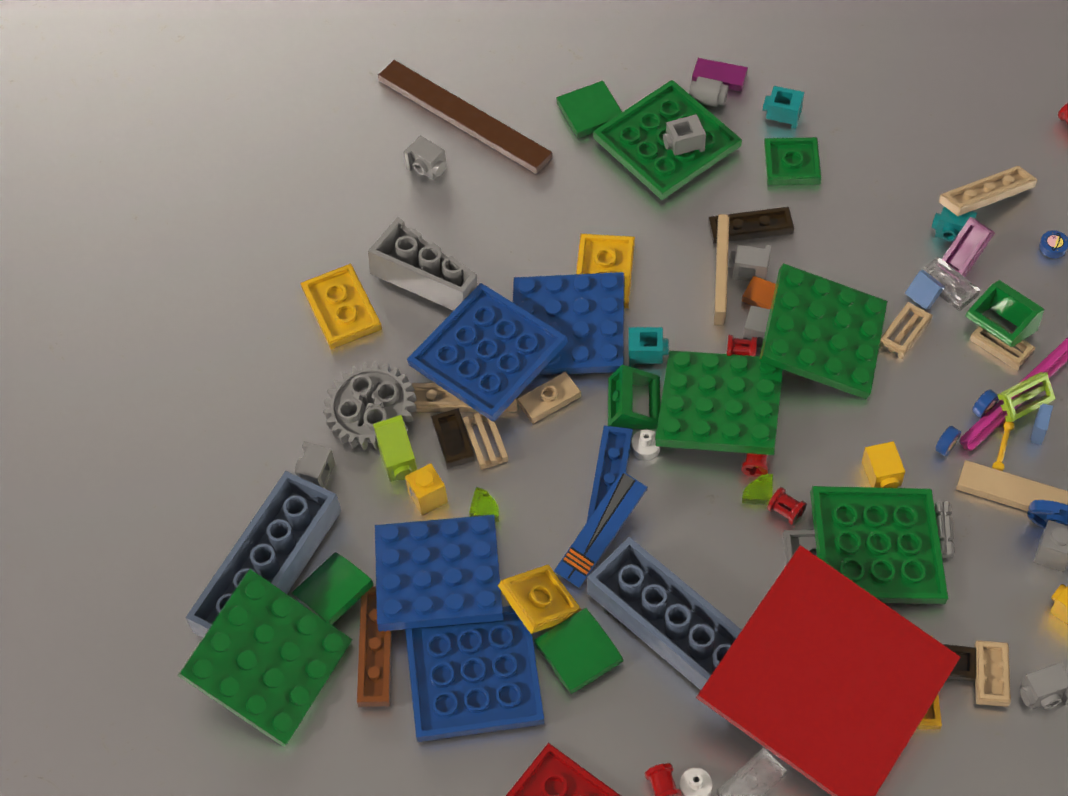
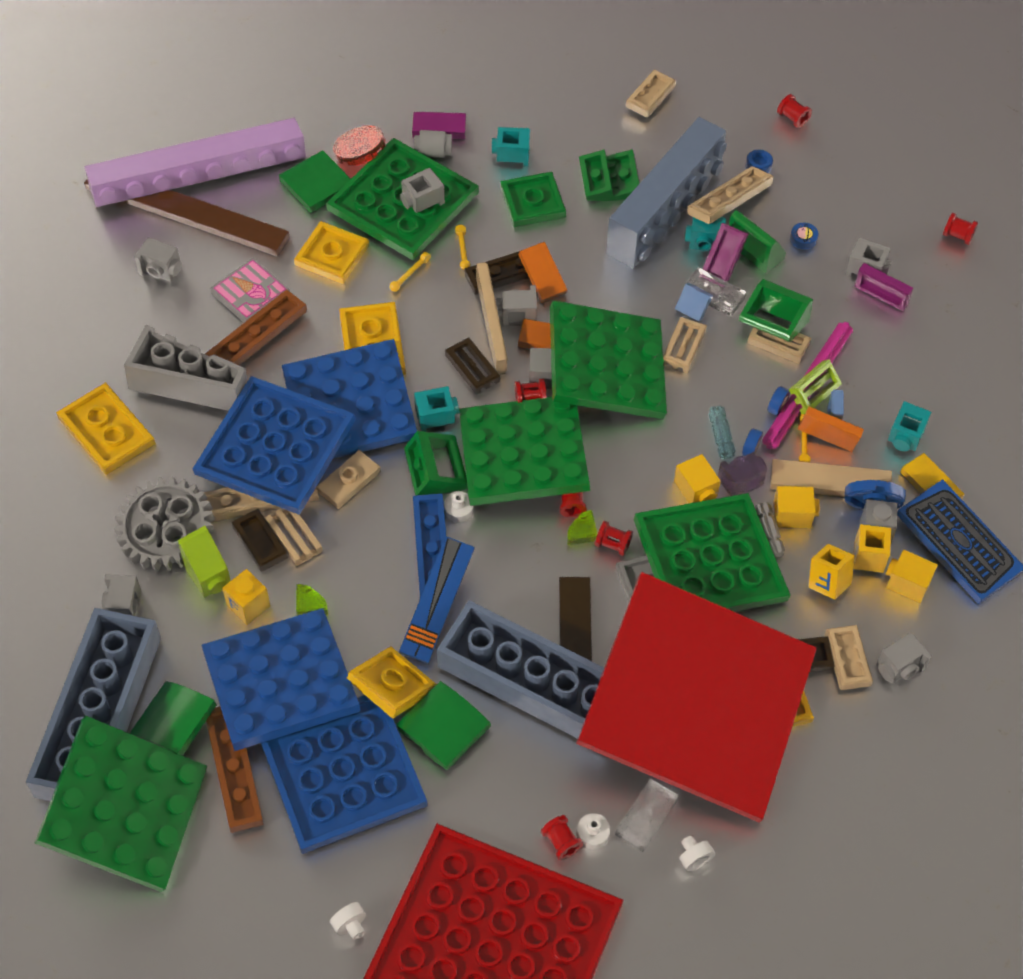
camera: 20 degrees left, 0 degrees up
(482, 72) = (195, 162): none -> lavender brick
(501, 240) = (260, 328): none -> dark orange plate
(503, 202) = (248, 289): none -> tile
(587, 179) = (331, 252): none -> yellow tile
(638, 81) = (359, 145): none -> clear red tile
(673, 200) = (424, 258): none -> yellow hinge
(700, 328) = (484, 382): none -> dark brown tile
(714, 180) = (460, 230): none -> yellow hinge
(731, 574) = (575, 615): none -> dark brown tile
(783, 234) = (542, 272): none -> orange tile
(873, 151) = (609, 176): none -> green slope
(921, 423) = (722, 432): none -> clear light blue axle
(923, 177) = (666, 193): none -> sand blue brick
(930, 469) = (742, 474): none -> clear purple brick
(934, 77) = (650, 93): none -> tan plate
(975, 512) = (795, 507): none -> yellow brick
(995, 584) = (831, 571): none -> yellow brick
(1003, 246) = (759, 247): none -> green tile
(1028, 161) = (759, 159): none -> blue tile
(1031, 442) = (830, 429): none -> orange tile
(1042, 570) = (872, 548): none -> yellow brick

